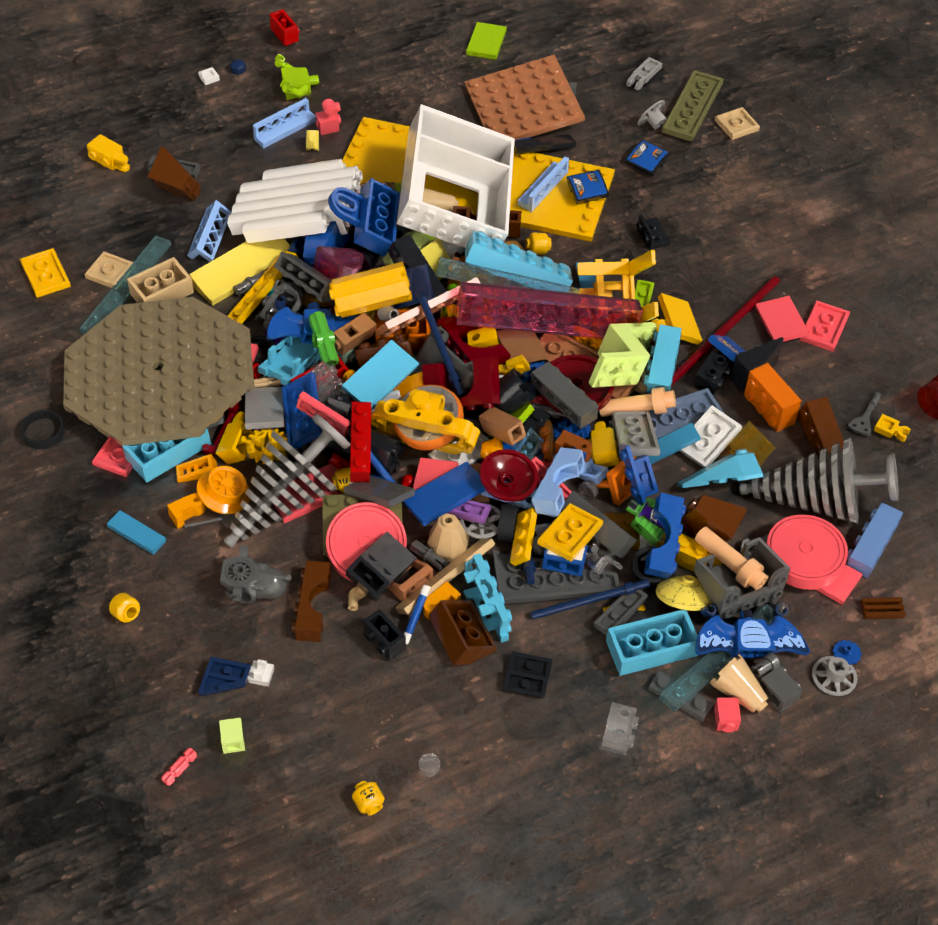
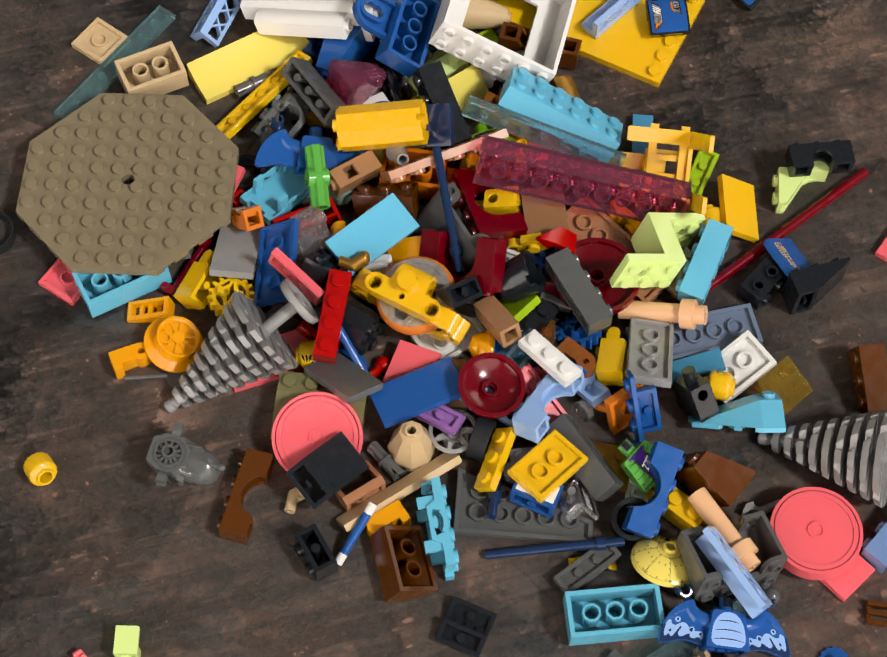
camera: 10 degrees right, 10 degrees up
(45, 272) = (28, 34): yellow tile -> none
(136, 532) = (70, 377): dark azure tile -> none
(223, 676) = (132, 569): dark blue wing -> none
(261, 673) = (174, 572): white tile -> none
(268, 381) = (247, 218): none -> orange leg
(373, 396) = (355, 263): none -> pearl gold arm
(467, 404) = (461, 292): none -> black slope
(537, 356) = (560, 238): none -> red slope
(538, 243) = (594, 82): yellow head -> none
(553, 446) = (549, 358): none -> white plate
(652, 232) = (732, 87): black bracket -> none
(680, 460) = (695, 395): none -> black torso
(698, 451) = (721, 384): none -> yellow head
(715, 293) = (787, 187): none -> yellowish green arch
(749, 587) = (733, 572): none -> light blue fence
(750, 265) = (836, 154): none -> black arch
(772, 397) = (821, 329): orange brick -> none
(781, 319) = (858, 226): coral tile -> none

